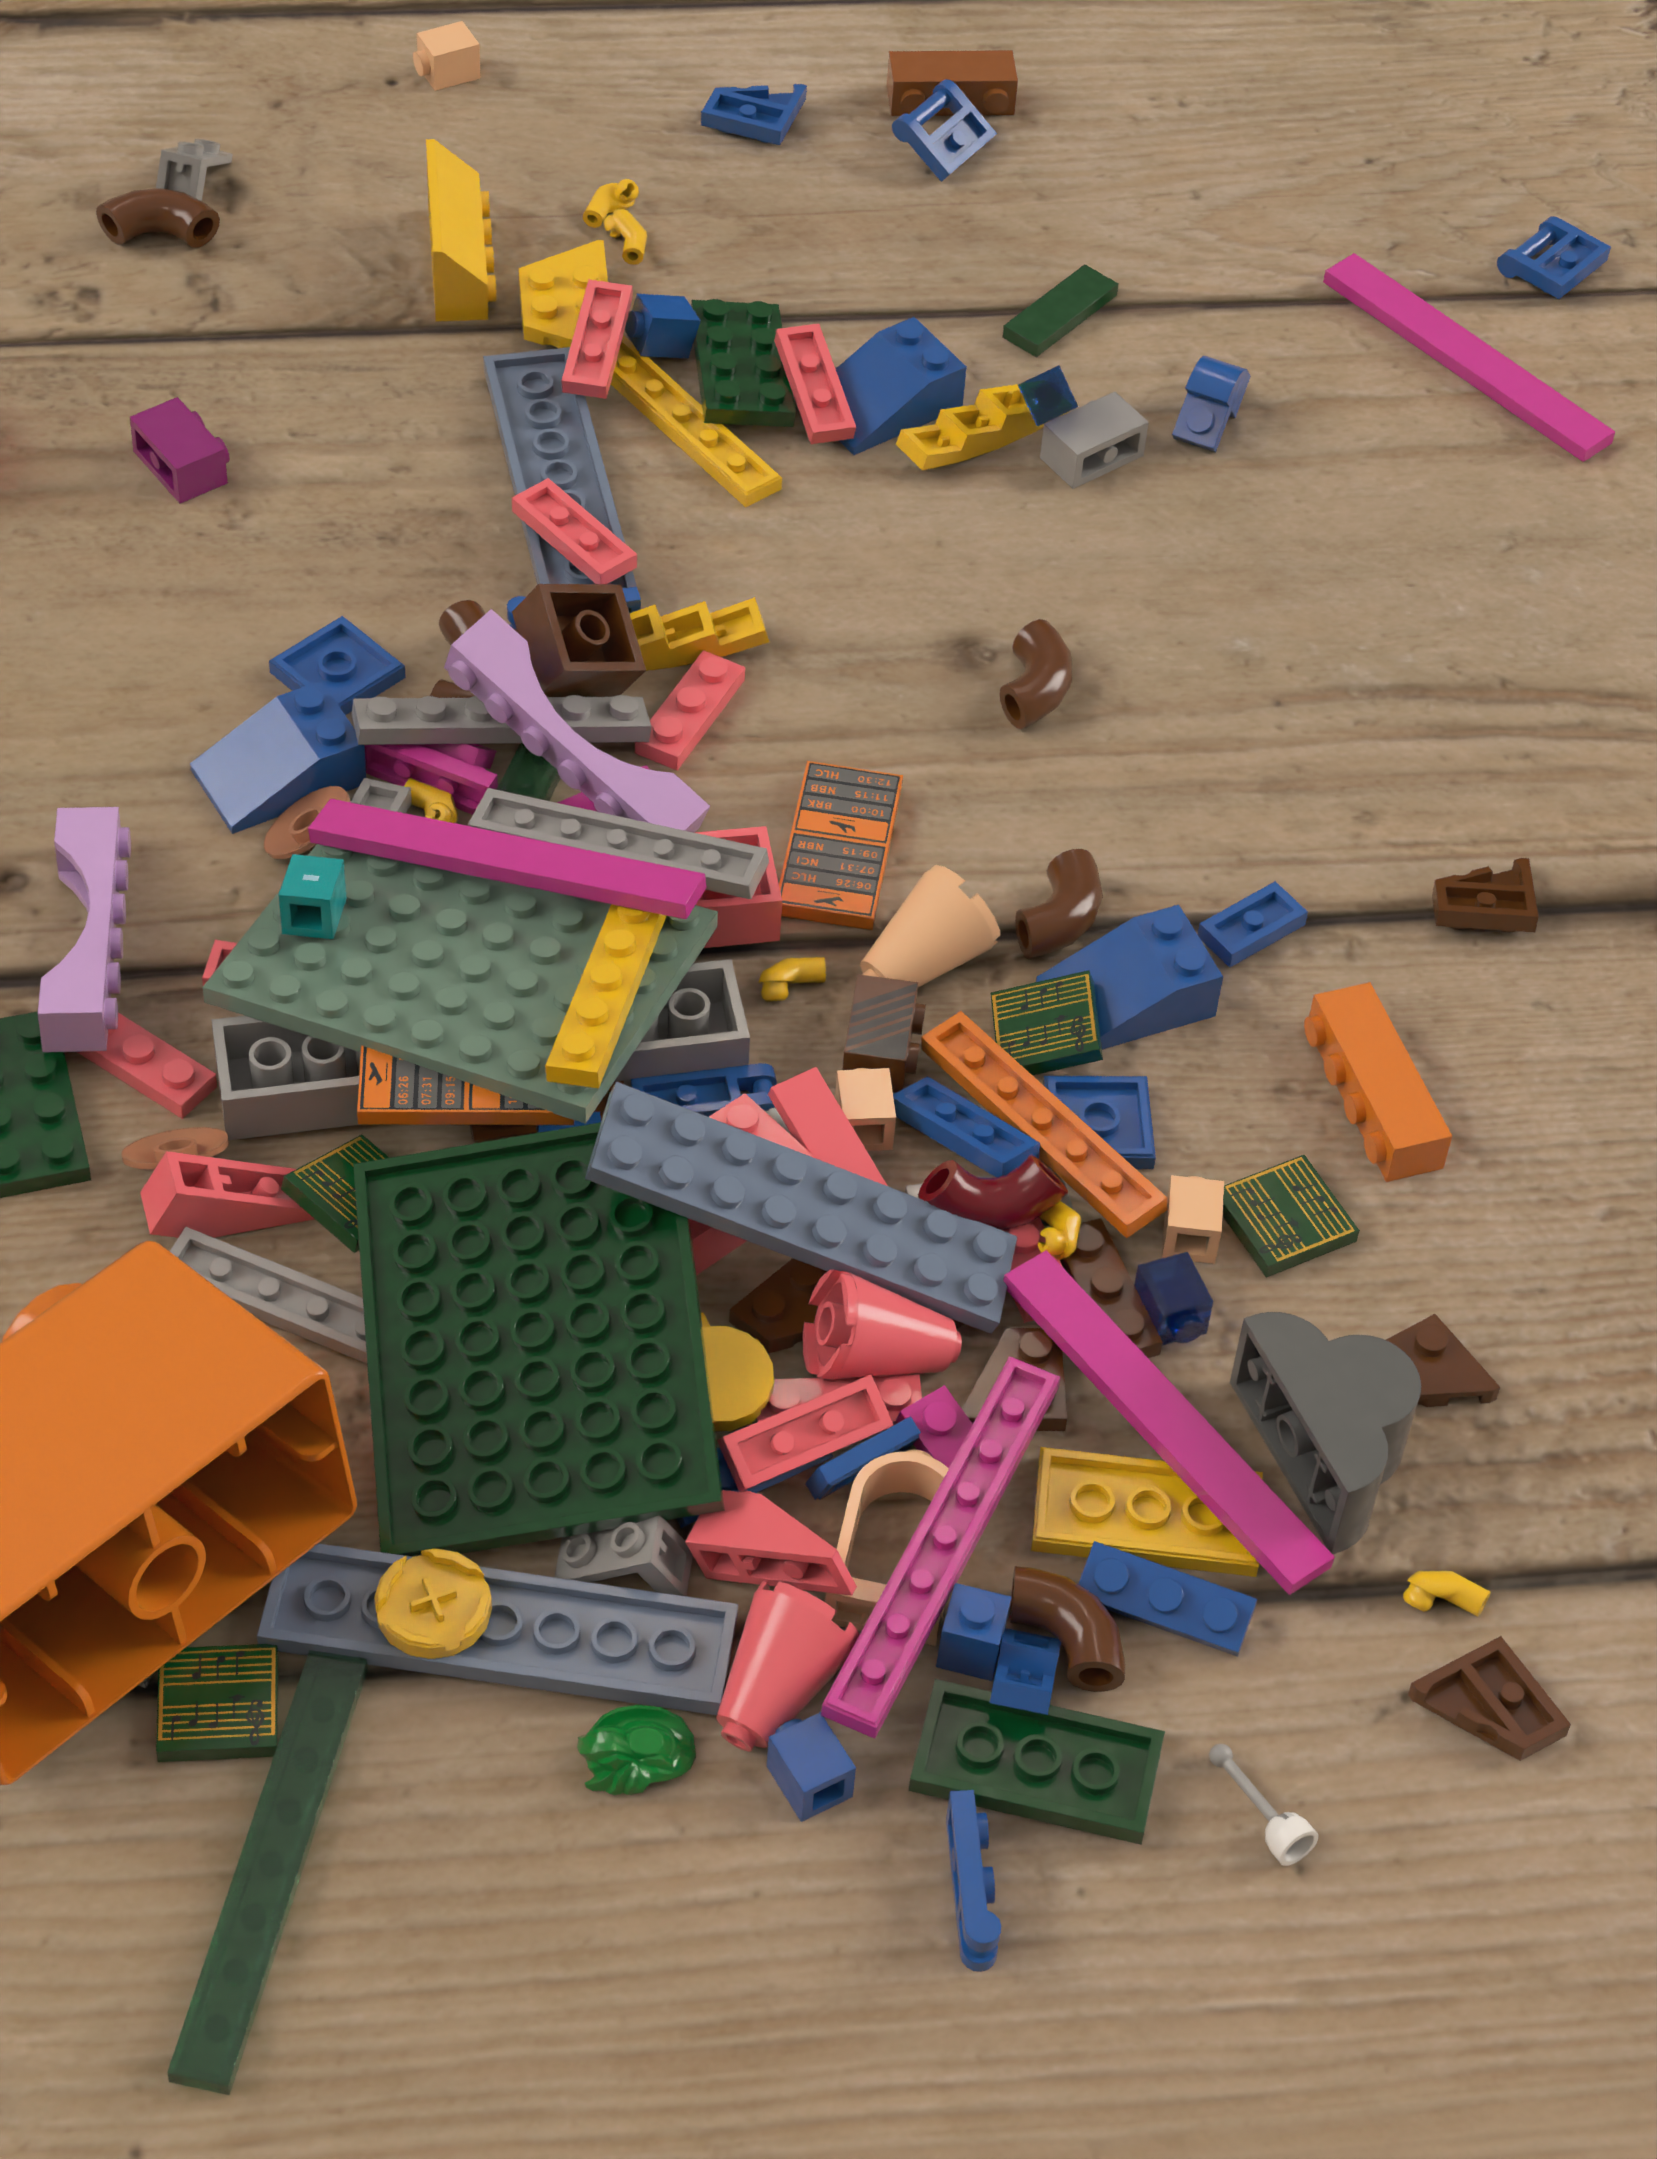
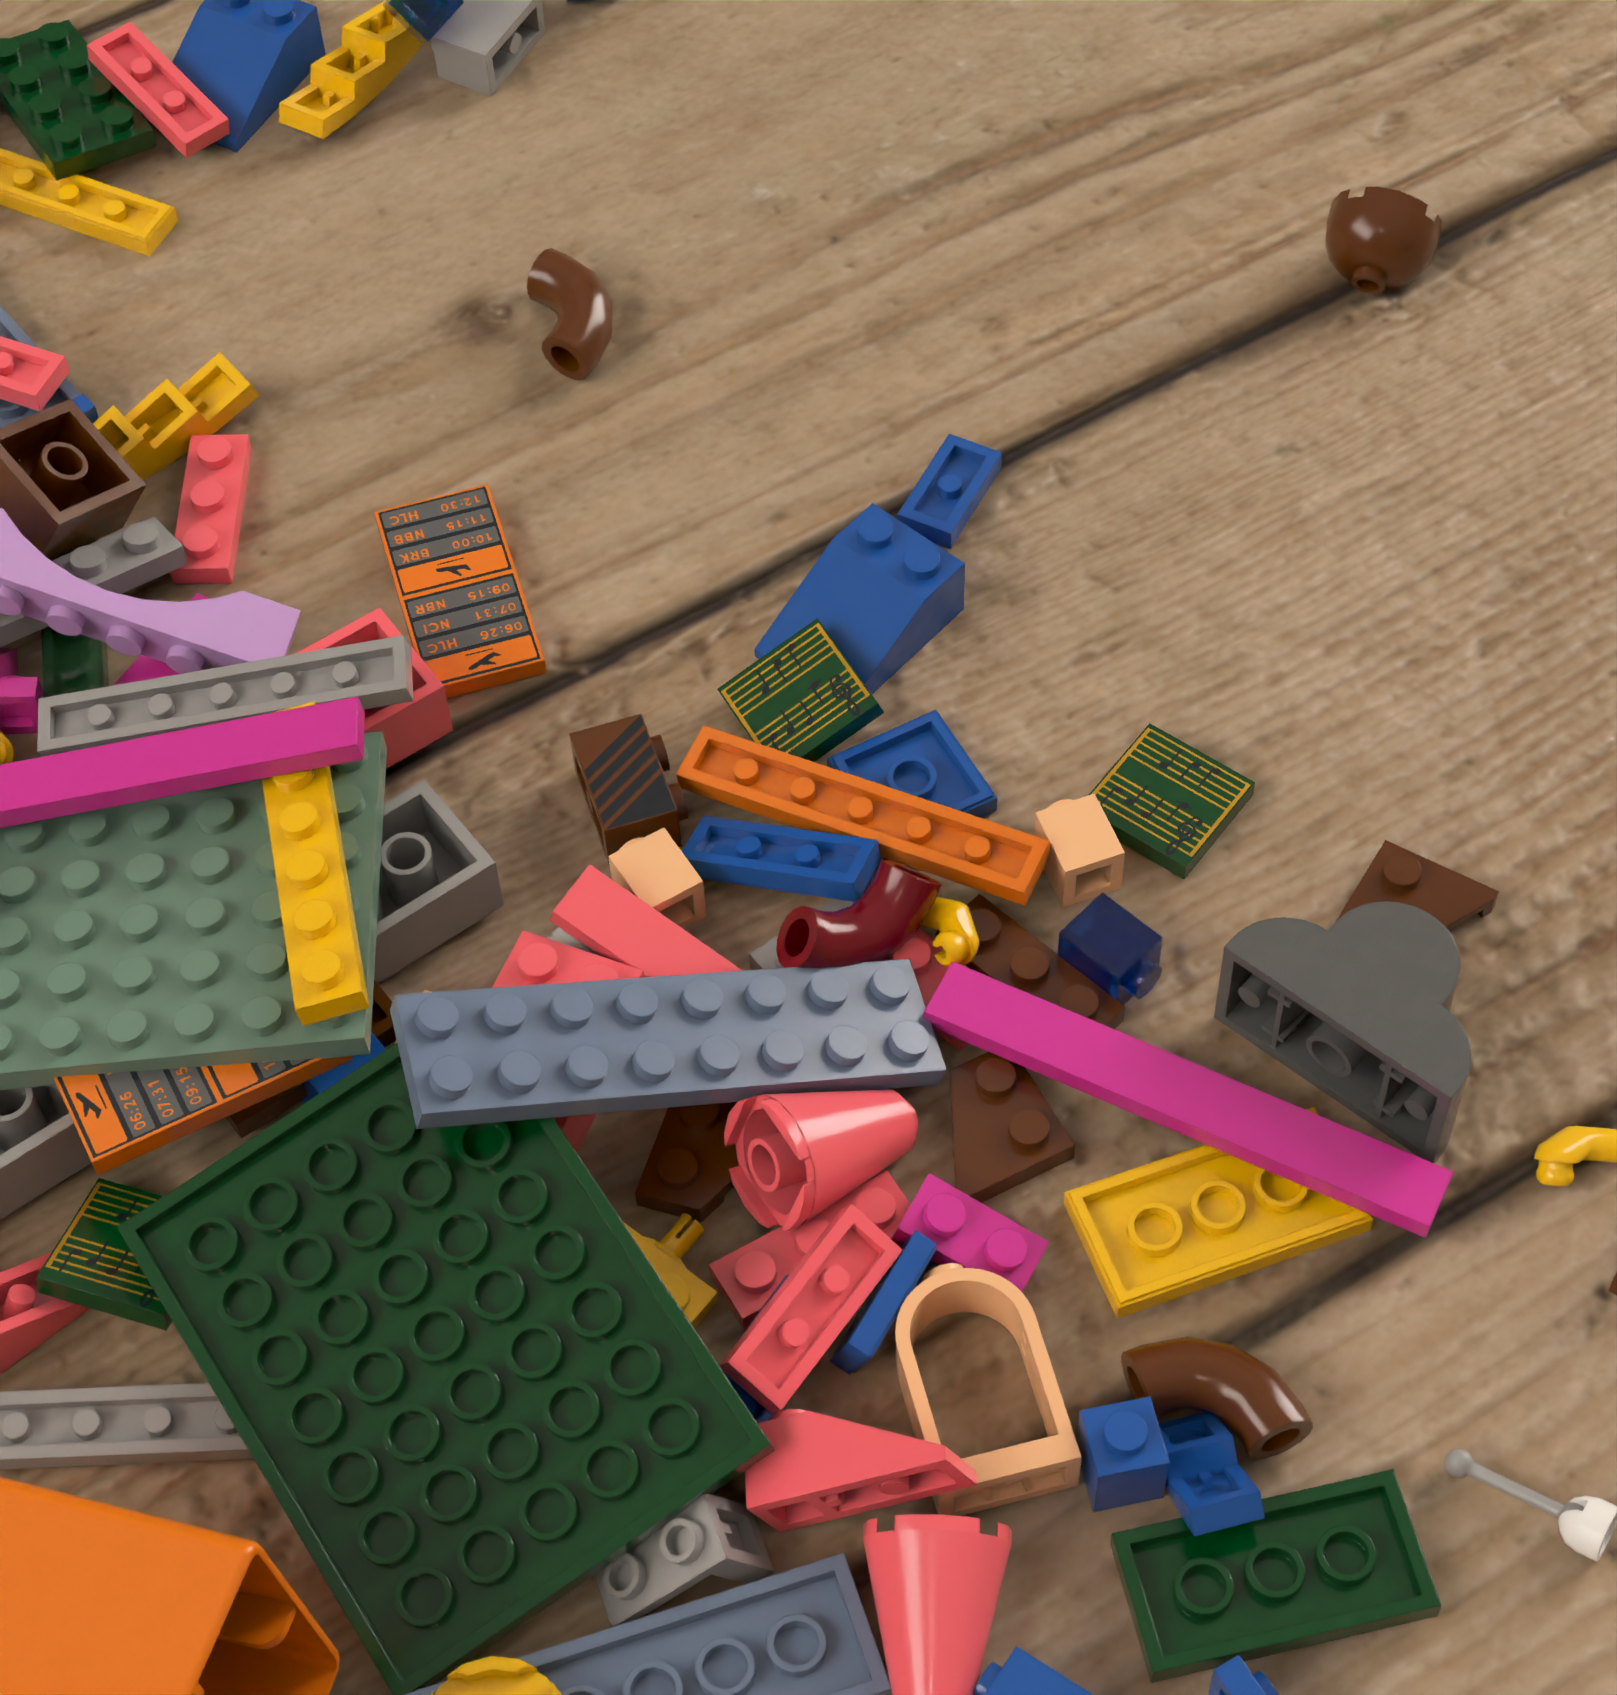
camera: 20 degrees left, 5 degrees up
(713, 1088) = (471, 947): blue plate -> none
(738, 1376) = (698, 1272): yellow tile -> none
(790, 970) = (485, 760): yellow arm -> none
(932, 931) = (622, 648): light nougat cone -> none
(940, 1548) = (1040, 1382): dark pink tile -> none
(1069, 909) = (750, 558): reddish brown cylinder -> none
(1168, 1598) = (1301, 1305): blue plate -> none
(1377, 1082) = (1180, 608): orange brick -> none
(1487, 899) = (1173, 360): reddish brown wing -> none

